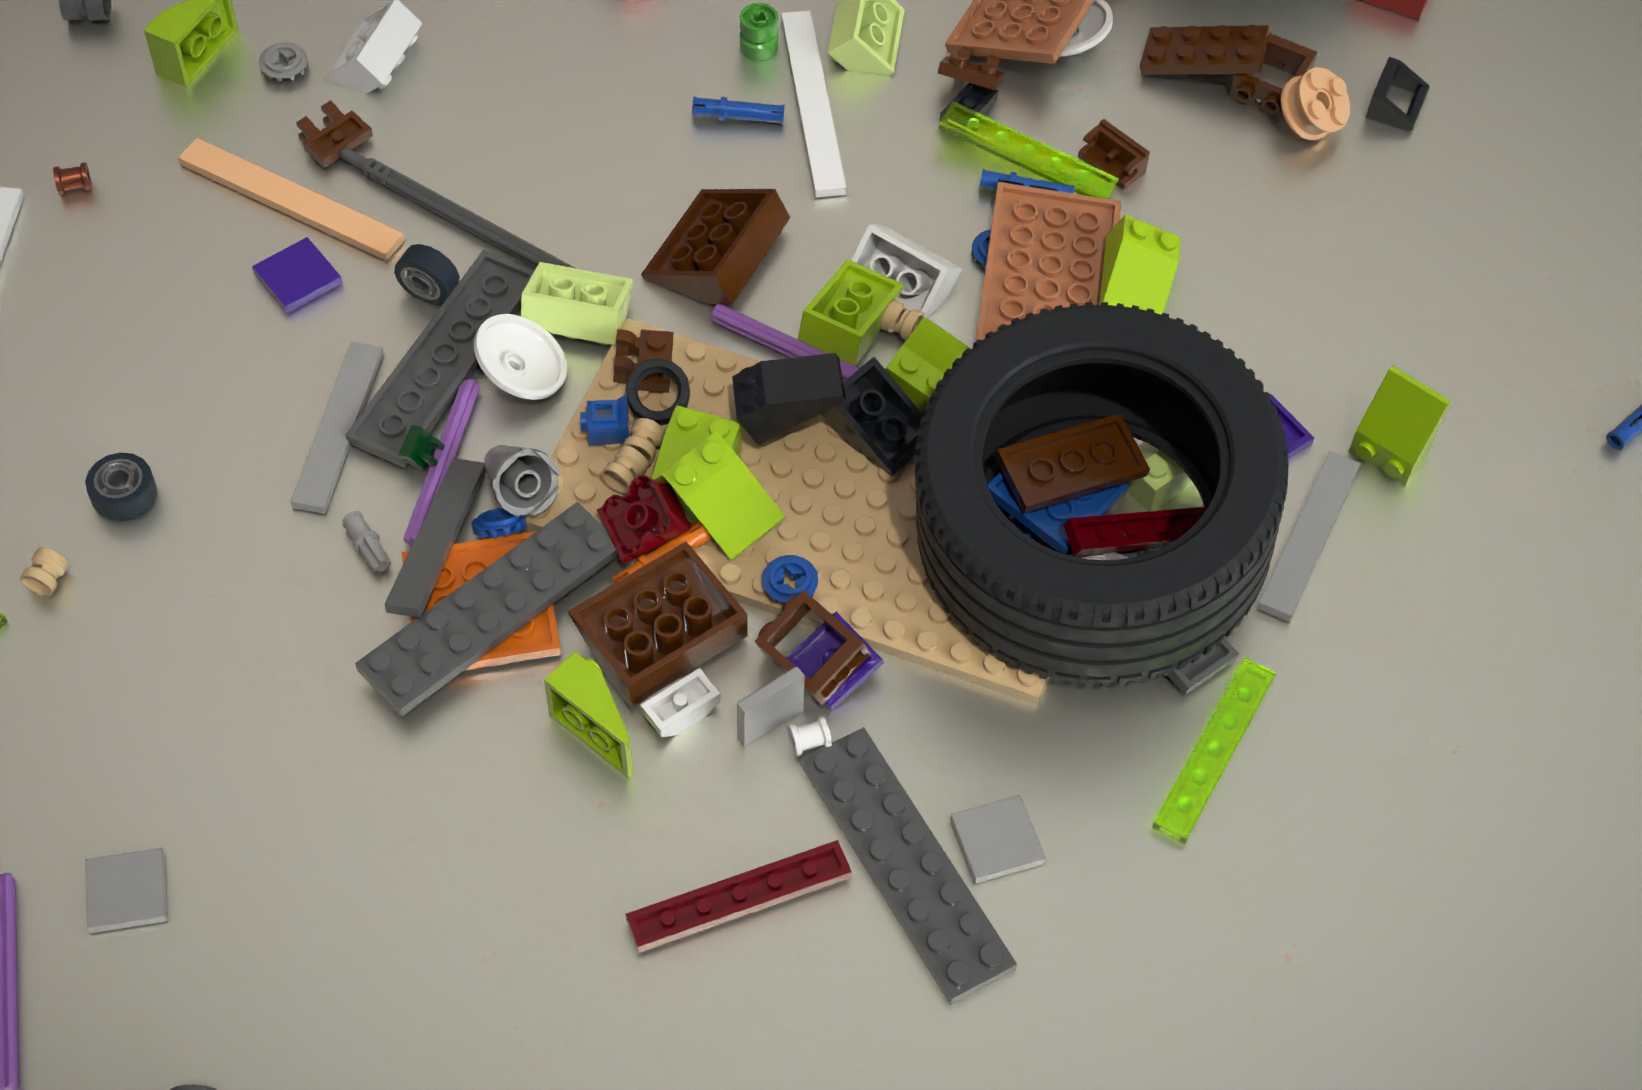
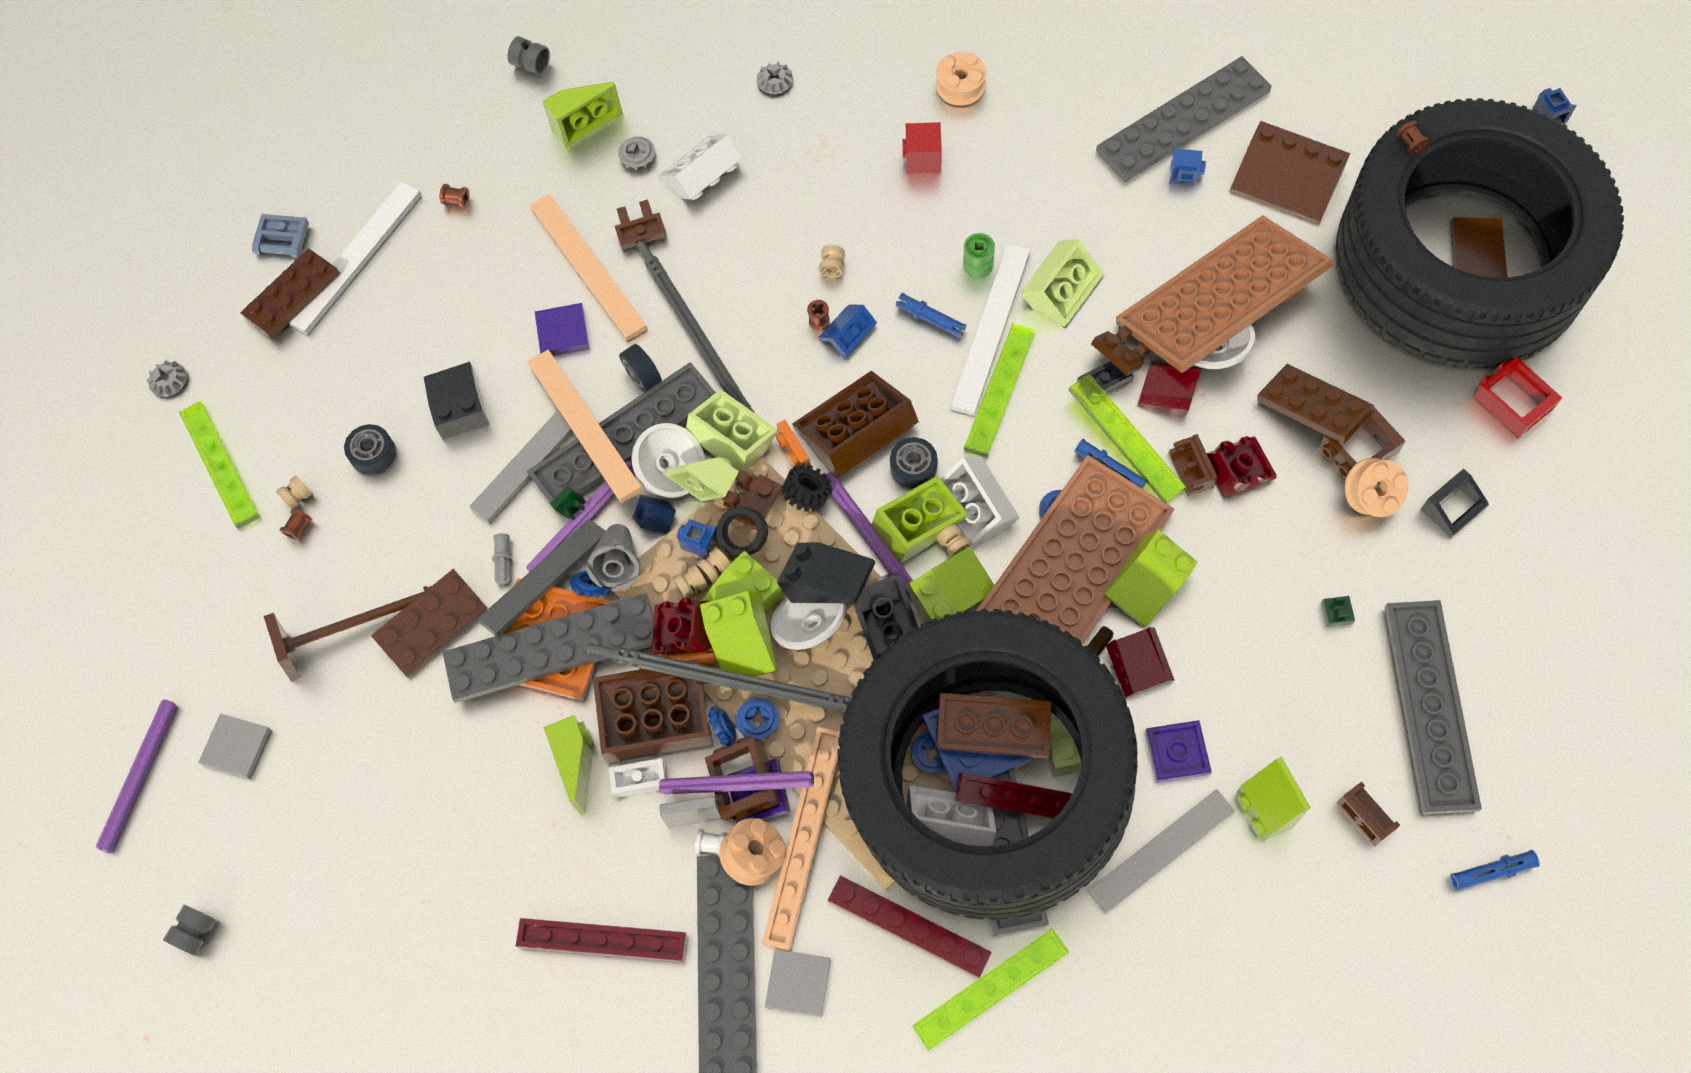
camera: 35 degrees right, 10 degrees up
(67, 607) = (295, 524): none -> copper bush
(139, 741) = (285, 645): none -> reddish brown tile
(205, 395) = (455, 401): none -> black slope
(313, 644) = (429, 622): none -> reddish brown plate
(393, 359) = (585, 427): none -> light nougat tile
(532, 423) = (654, 514): none -> dark blue panel
(577, 355) = (705, 478): none -> yellowish green slope
(591, 94) = (831, 263): none -> tan wheel
(608, 156) = (819, 315): none -> copper bush
(650, 154) = (849, 328): none -> blue panel
(660, 293) = (787, 439): none -> orange plate
(702, 326) = (802, 497): none -> black tyre
(733, 545) = (721, 677): none -> dark grey axle
(754, 605) = (722, 725): none -> blue gear
(792, 454) = (805, 624): none -> white dish
(808, 259) = (918, 450): none -> wheel
(812, 644) = (741, 782): none -> medium lavender axle
(859, 157) = (999, 390): none -> clear neon green tile
(868, 717) = (763, 841): none -> light nougat wheel
(917, 684) = (803, 842): none -> light nougat tile
(1044, 91) = (1169, 388): none -> dark red slope
(1087, 726) = (909, 927): none -> dark red plate
(1165, 137) = (1240, 465): none -> dark red slope
(1344, 238) = (1338, 611): none -> dark green tile
(1492, 415) = (1367, 814): none -> reddish brown hinge
(1493, 290) = (1432, 708): none -> dark grey plate

